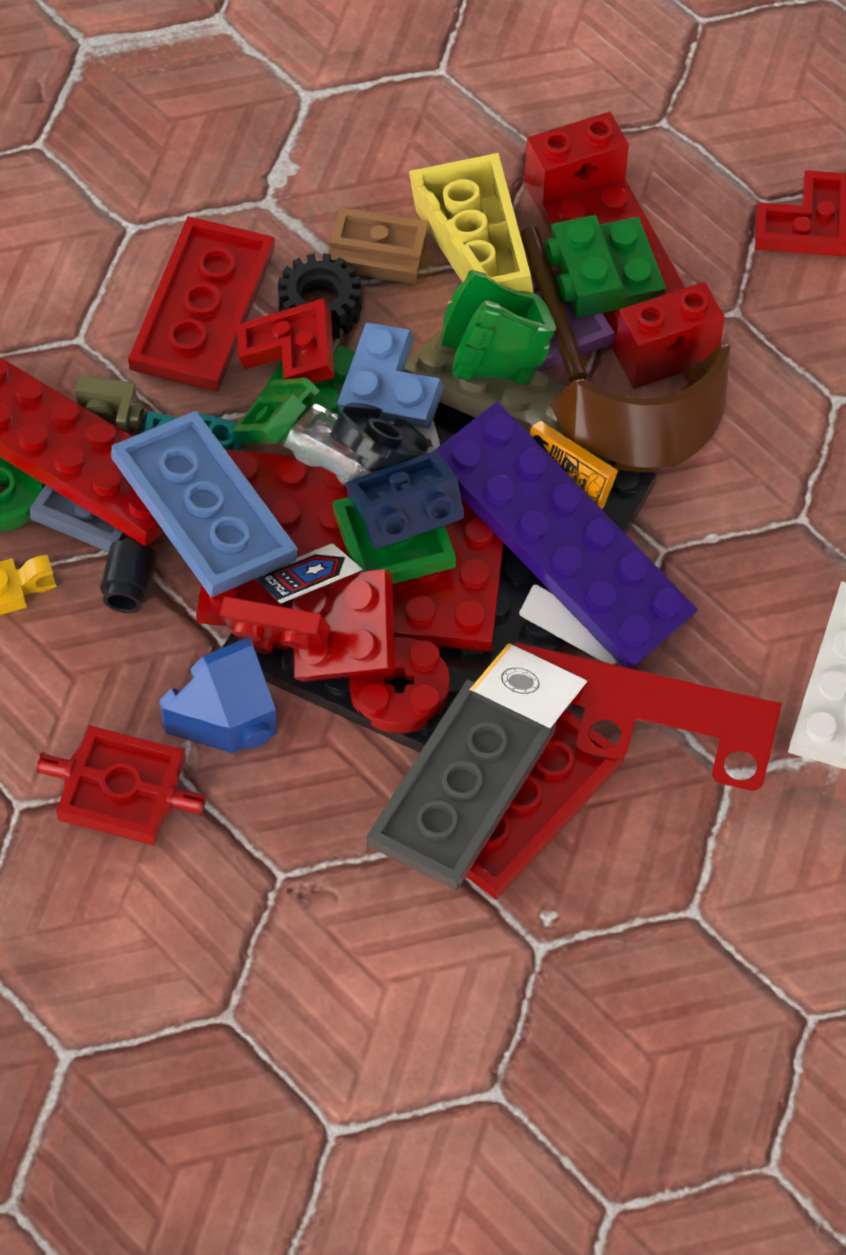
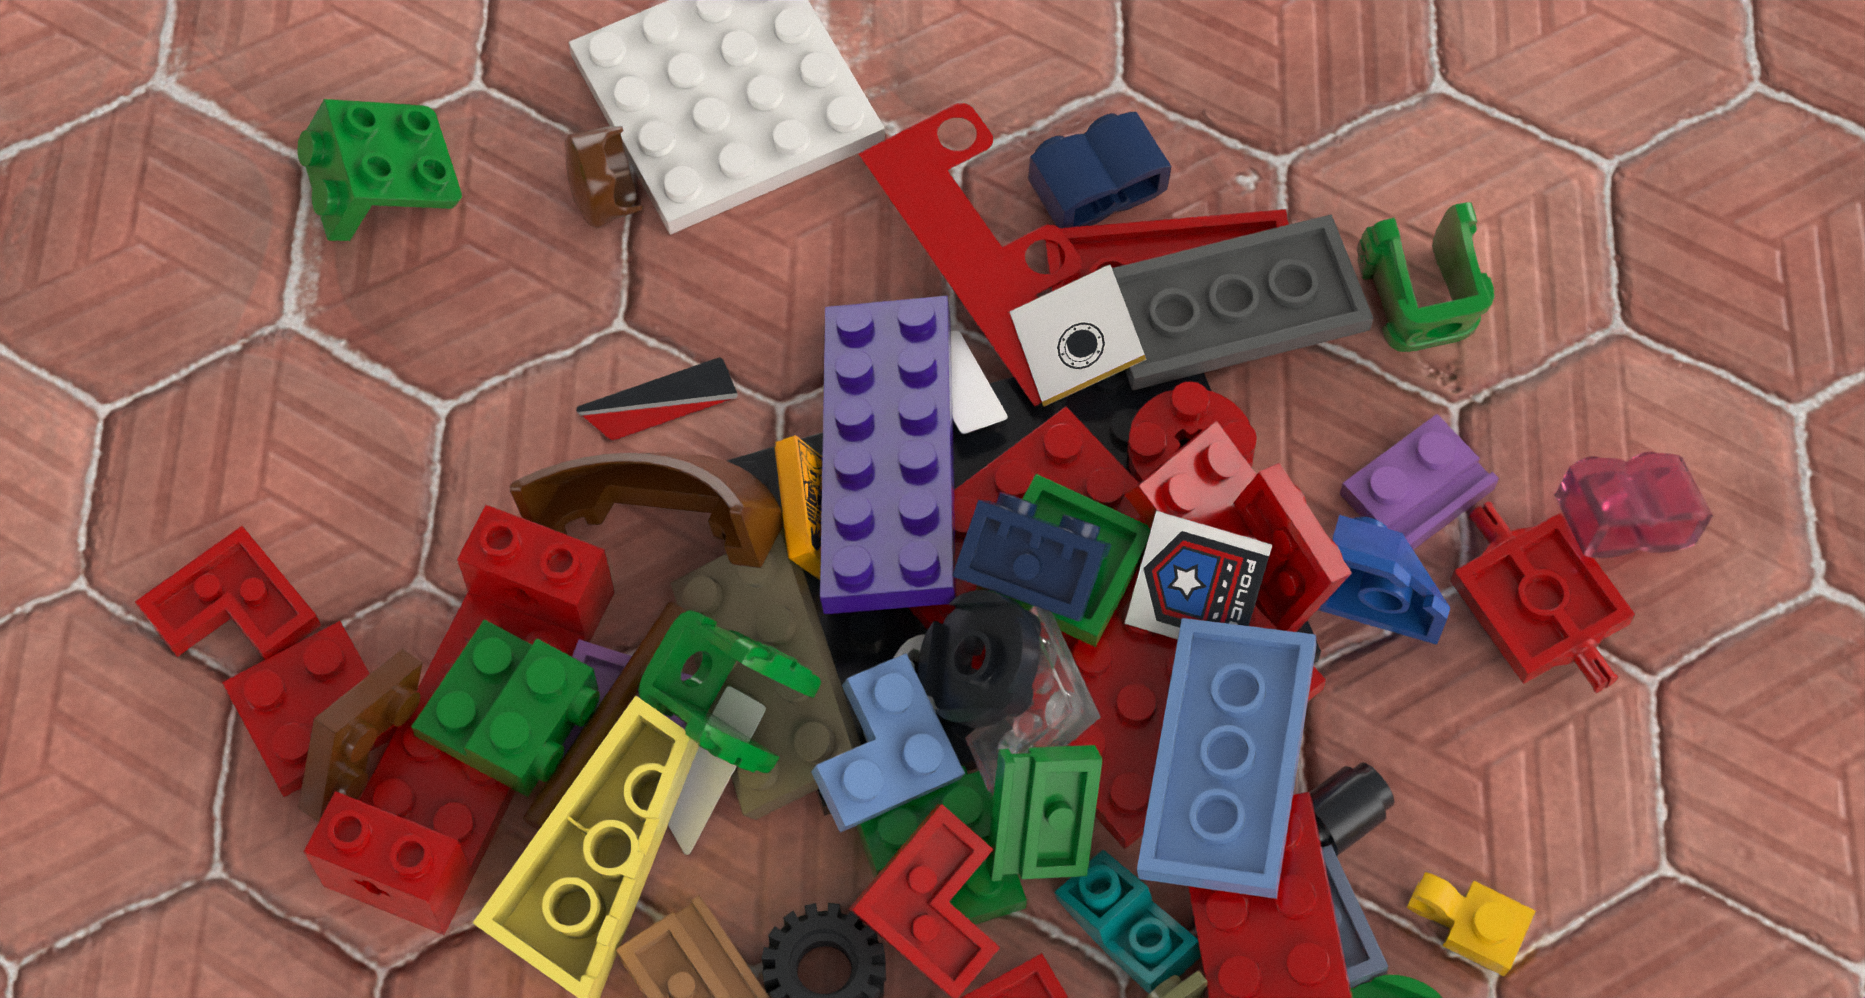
camera: 135 degrees left, 5 degrees up
(112, 871) = (1632, 505): none -> clear pink brick
(255, 801) = (1420, 482): none -> medium lavender plate
(391, 889) = (1439, 324): none -> green piece
(635, 822) = (1098, 171): none -> dark blue brick
(657, 187) = (350, 727): none -> reddish brown plate
(709, 213) = (290, 690): none -> red plate
(729, 499) = (660, 400): none -> sticker

